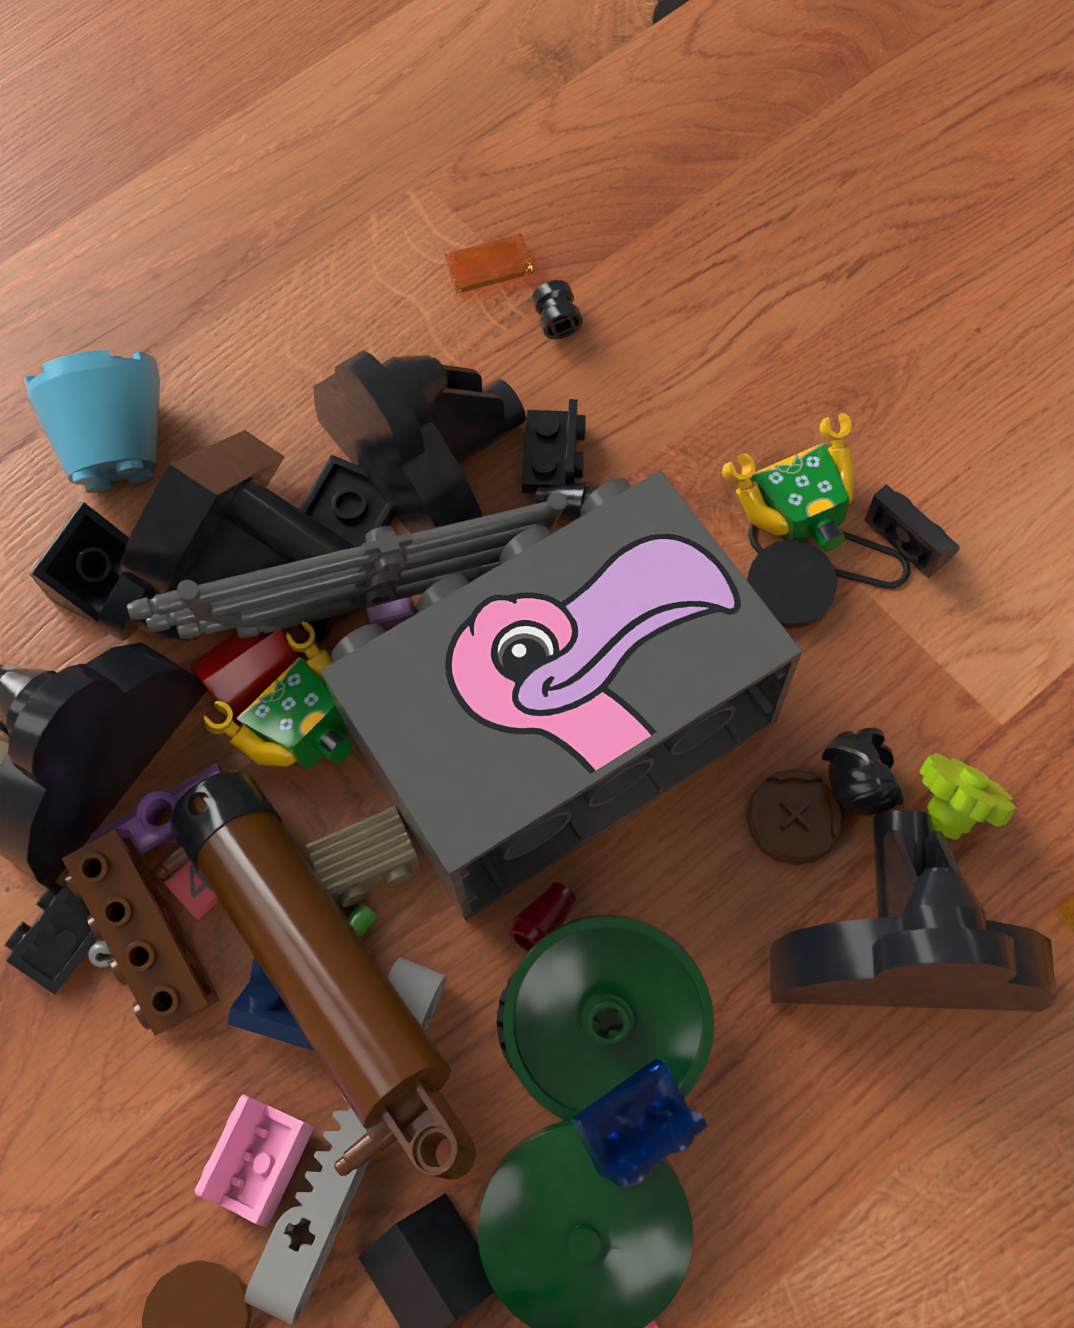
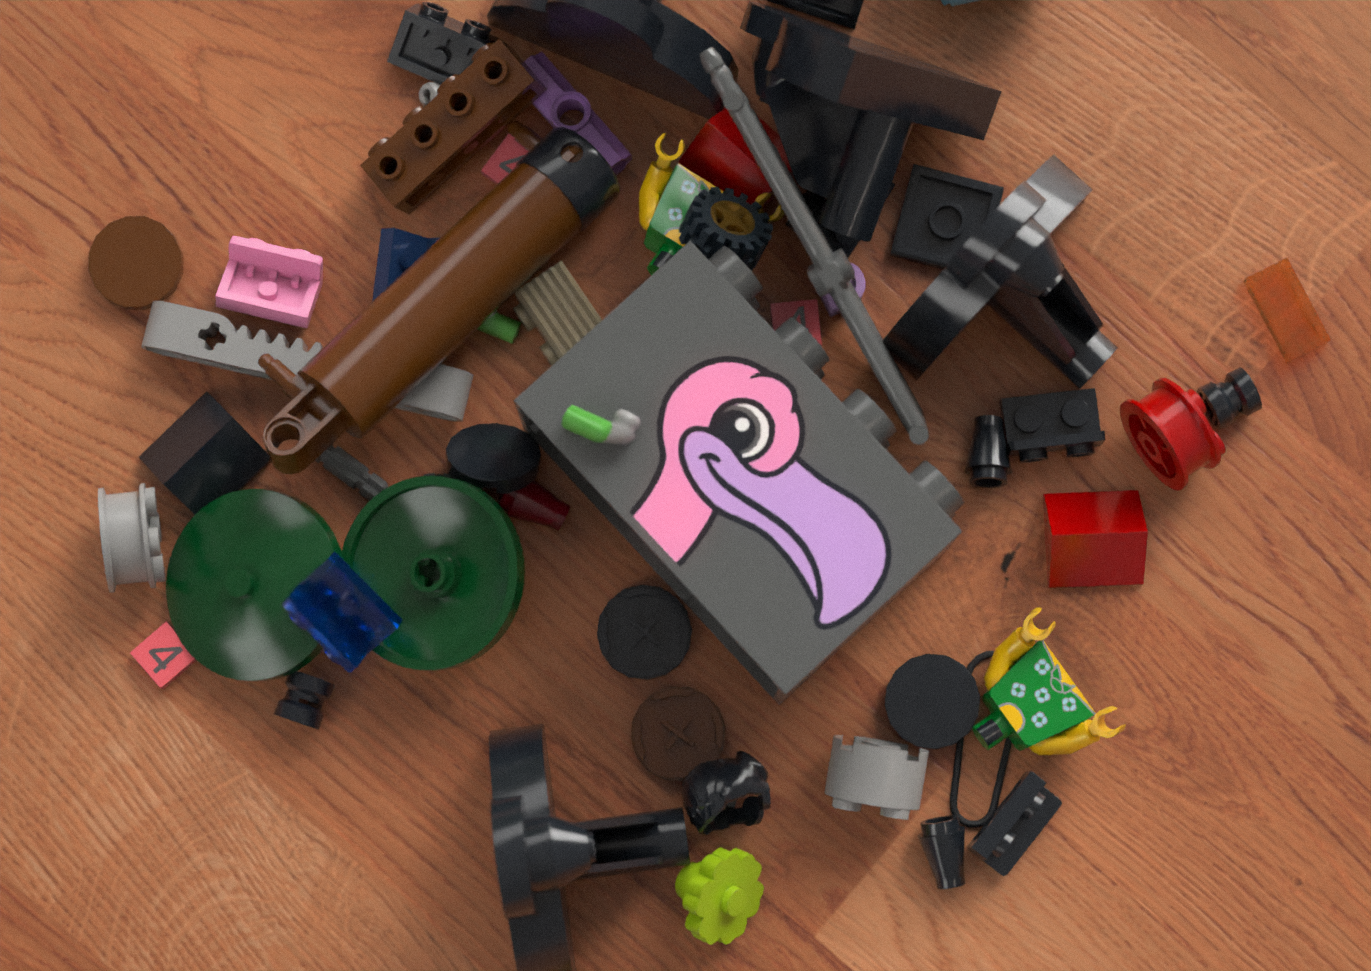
camera: 75 degrees right, 15 degrees up
(298, 672) = (726, 221): none -> black wheel
(480, 1103) = (352, 472): none -> dark grey axle
(492, 946) = (493, 457): none -> black tile
(500, 783) = (600, 430): none -> arm
(581, 346) = (1171, 433): none -> red wheel
(660, 430) = (1094, 539): none -> red slope
(690, 833) = (644, 632): none -> black tile
(709, 1186) = (307, 688): none -> black wheel
(862, 633) = (875, 775): none -> light grey brick
(931, 593) = (944, 848): none -> black cone

